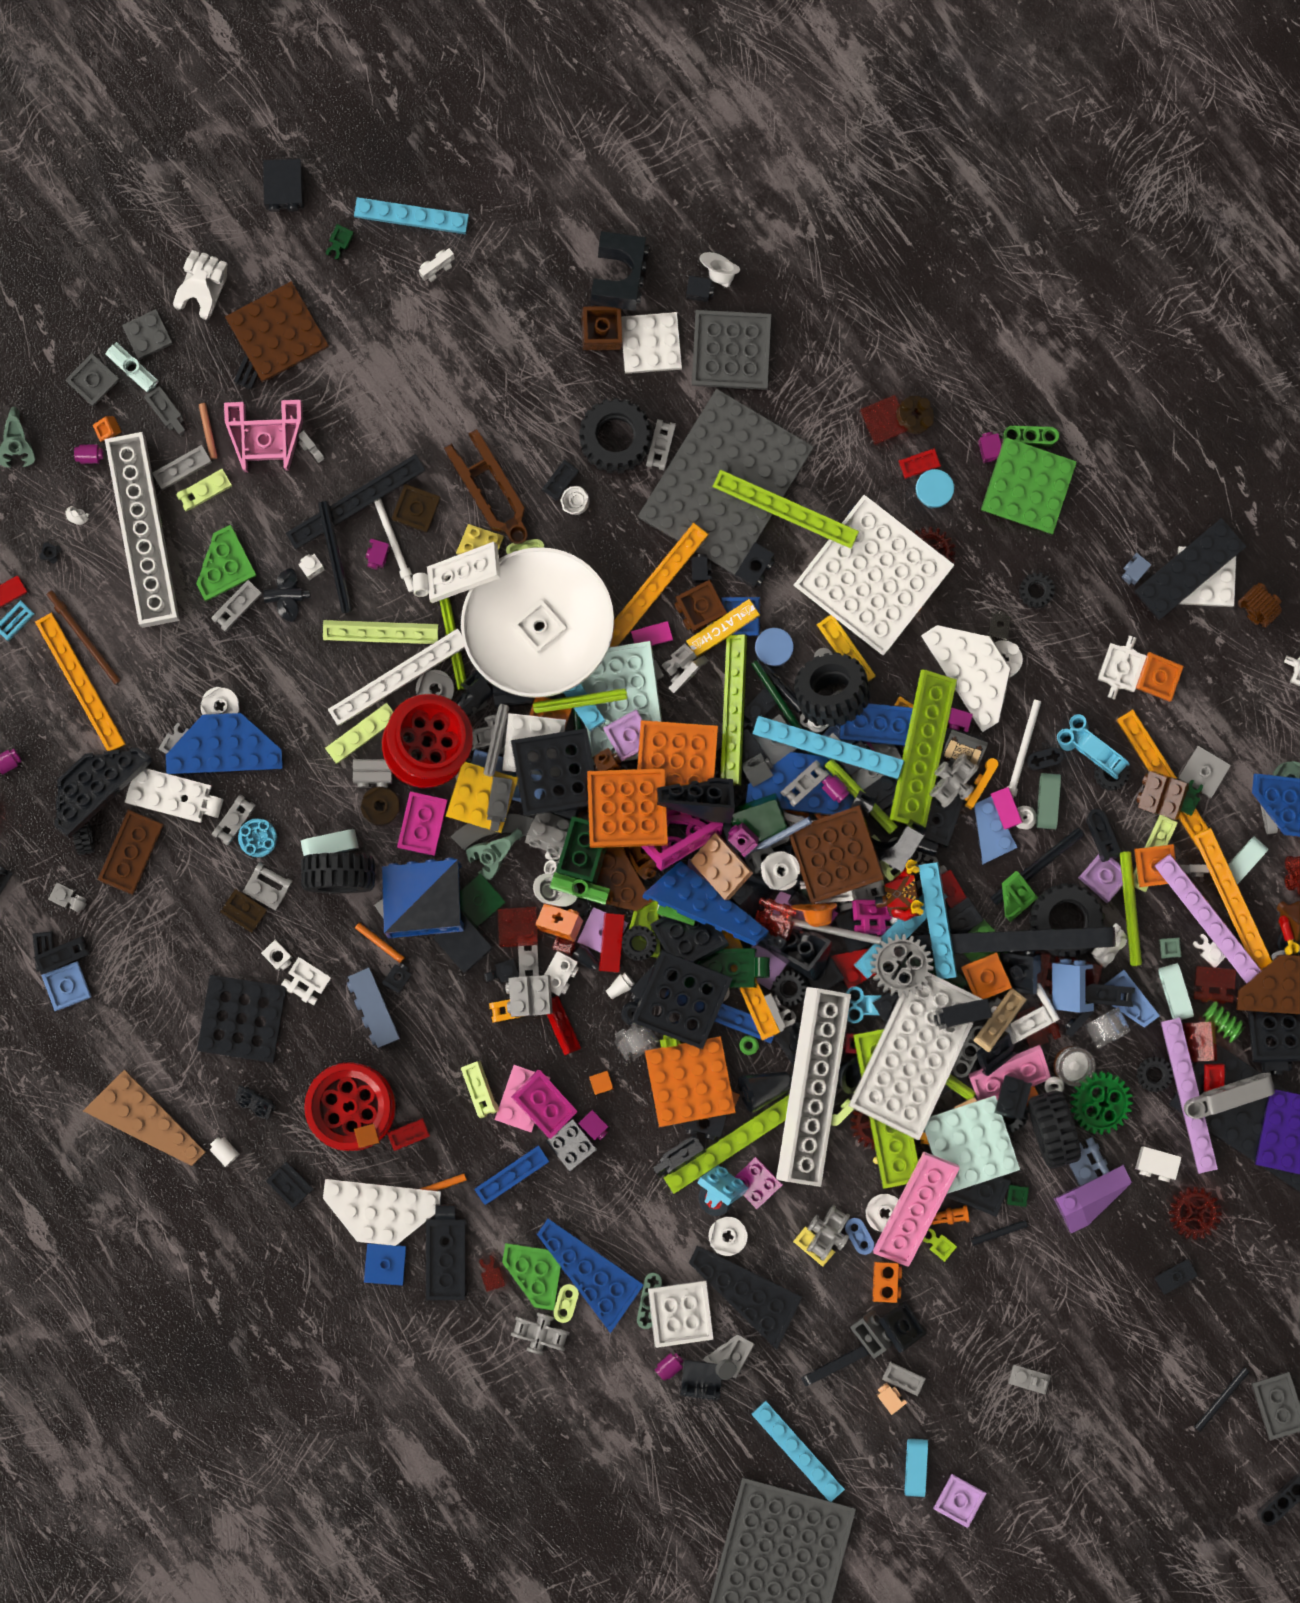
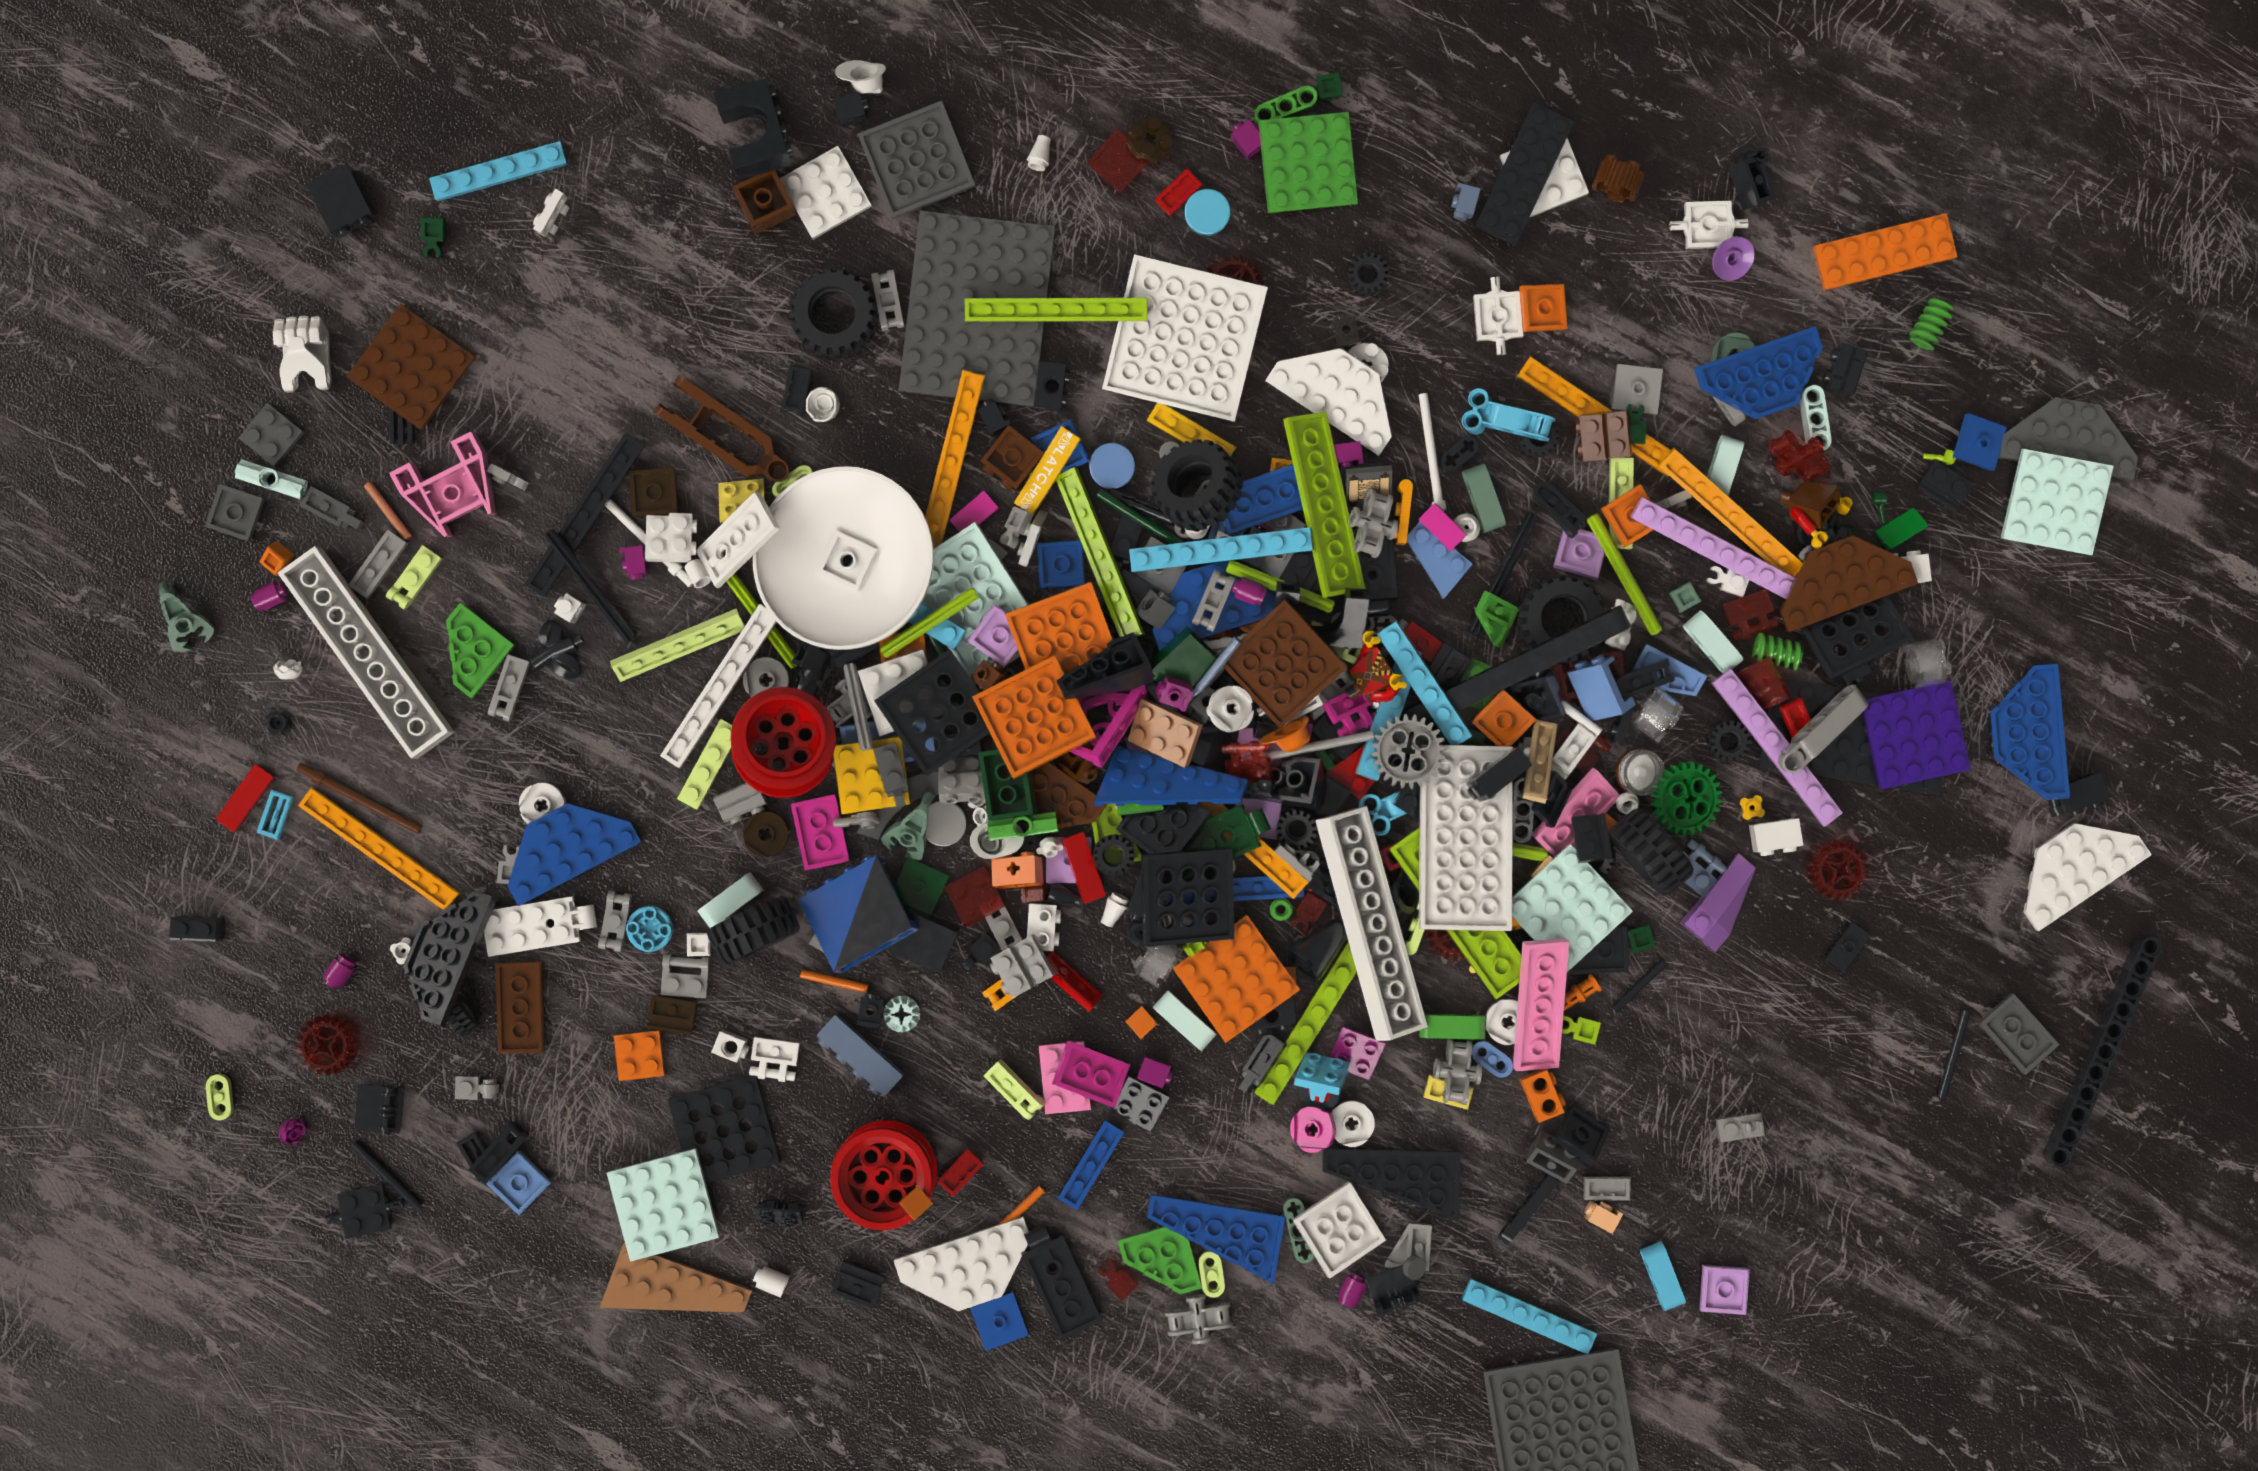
camera: 25 degrees left, 5 degrees up
(57, 767) = (397, 948): none -> white plate
(169, 1053) = (663, 1204): none -> light aqua plate
(204, 931) = (639, 1055): none -> orange plate
(289, 867) = (698, 944): none -> white tile
(412, 548) = (670, 538): none -> white plate
(428, 988) = (909, 1006): none -> light aqua gear
(462, 830) = (866, 820): none -> light grey plate
(520, 861) = (945, 824): none -> light grey tile
(592, 915) = (1049, 847): none -> white plate
(635, 1096) = (1184, 1020): none -> light aqua beam
(700, 703) = (1061, 564): none -> blue tile
(703, 1234) = (1323, 1121): none -> plate
(771, 1054) = (1309, 909): none -> clear red plate
(826, 388) = (1039, 155): none -> white cone
(837, 944) = (1327, 759): none -> dark green plate
(841, 1197) = (1454, 1026): none -> bright green beam
(1070, 436) = (1329, 86): none -> dark green plate
(1154, 1133) = (1757, 811): none -> yellow plate

